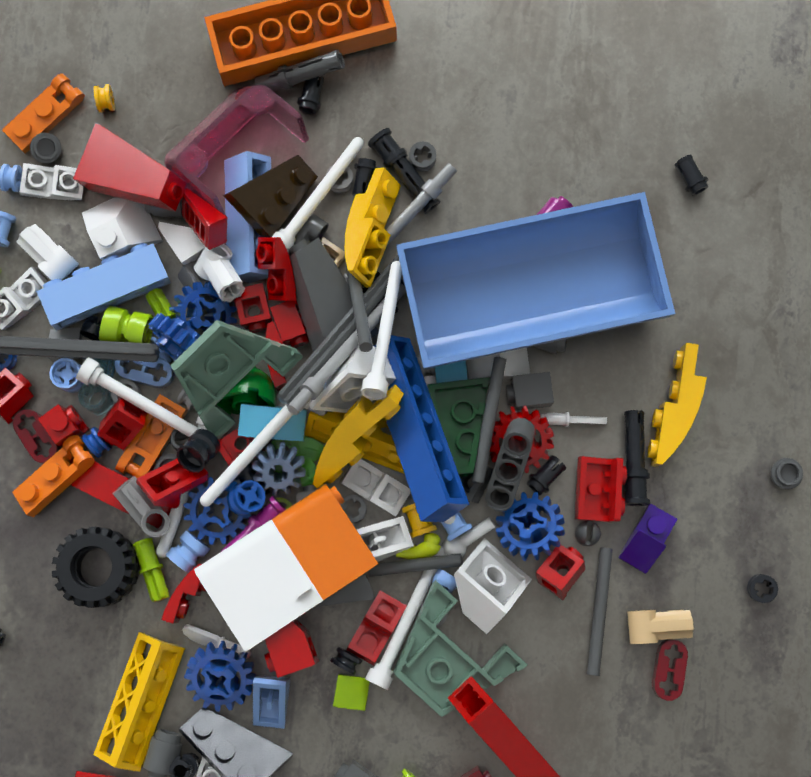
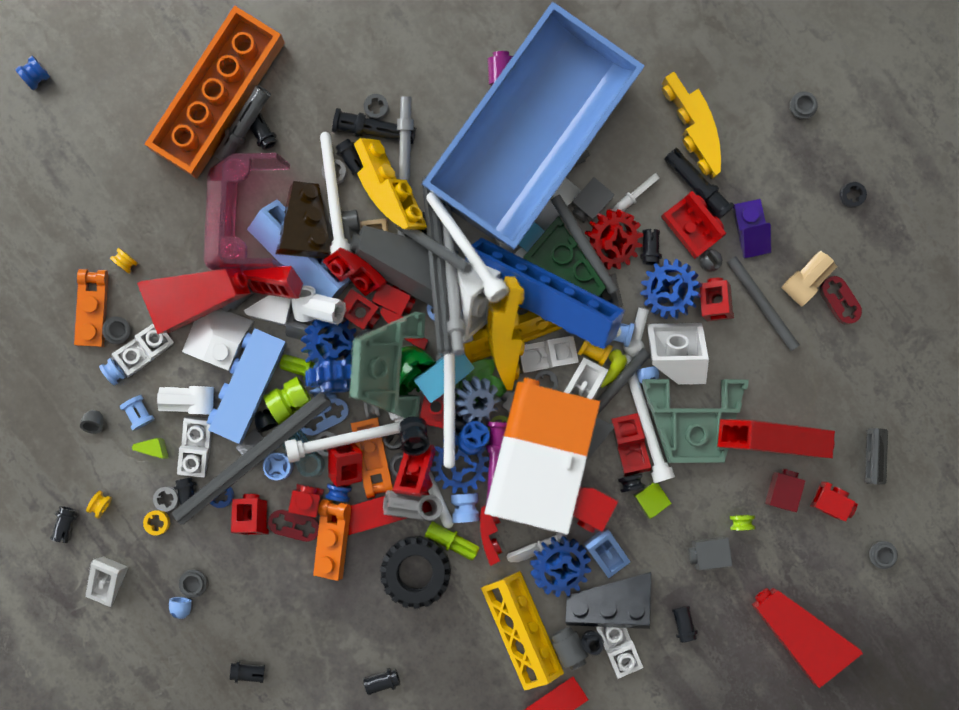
camera: 45 degrees left, 5 degrees up
(513, 452) = (619, 251): dark grey beam -> none

